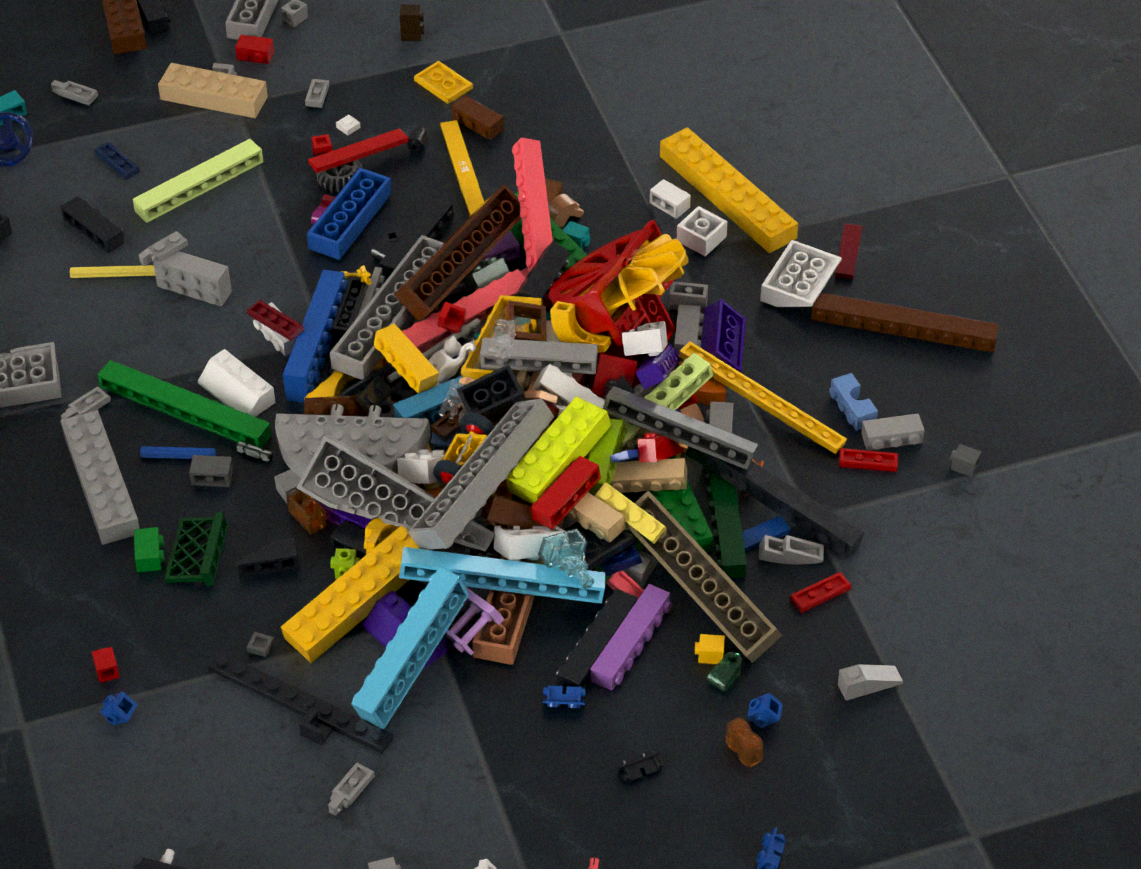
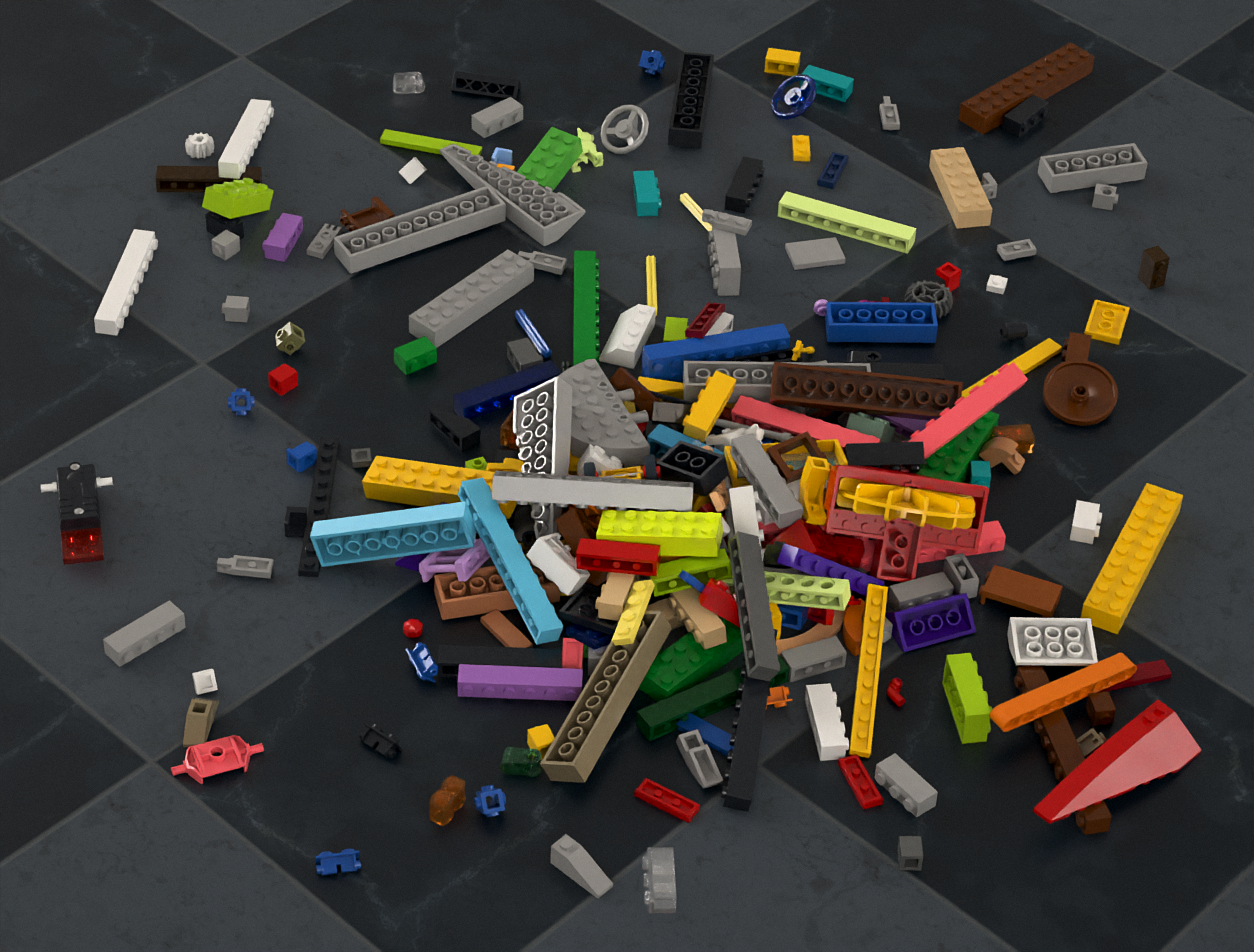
camera: 60 degrees right, 5 degrees down
(48, 295) = (646, 193): none -> teal brick
(53, 636) = (289, 338): none -> olive brick
(69, 167) = (801, 148): none -> yellow plate
(175, 343) = (651, 282): none -> light yellow axle
(212, 549) = (432, 392): dark green fence -> none
(219, 218) = (815, 253): none -> light grey tile
(227, 689) = (302, 456): none -> blue brick
(247, 501) = (502, 391): none -> clear blue brick
(254, 49) = (1034, 192): red brick -> none
(261, 354) = (675, 329): none -> lime brick
(296, 244) = (820, 307): none -> lavender plate
(358, 150) = (957, 295): red tile -> none
(451, 317) = (784, 418): red panel -> none
(502, 340) = (752, 445): clear hinge -> none
(511, 690) = (413, 628): none -> red tile
(527, 122) = (1080, 392): none -> reddish brown dish
(558, 624) = (505, 630): none -> nougat tile
(567, 554) = (553, 586): clear light blue brick -> none
(648, 338) = (853, 550): white wedge -> none
(702, 231) = (1056, 556): white brick -> none
(727, 269) = (1021, 591): none -> dark orange panel
(789, 397) = (893, 692): none -> red arm
(796, 452) = (826, 722): none -> white brick
(827, 351) = (967, 698): none -> lime brick
(845, 391) = (932, 732): medium blue arch -> none
(861, 291) = (1062, 692): none -> orange beam
(877, 281) = (1100, 708): none -> reddish brown brick
(910, 300) = (1090, 742): none -> dark tan bracket
(912, 630) = (660, 880): none -> clear brick
(949, 290) = (1135, 755): none -> wedge

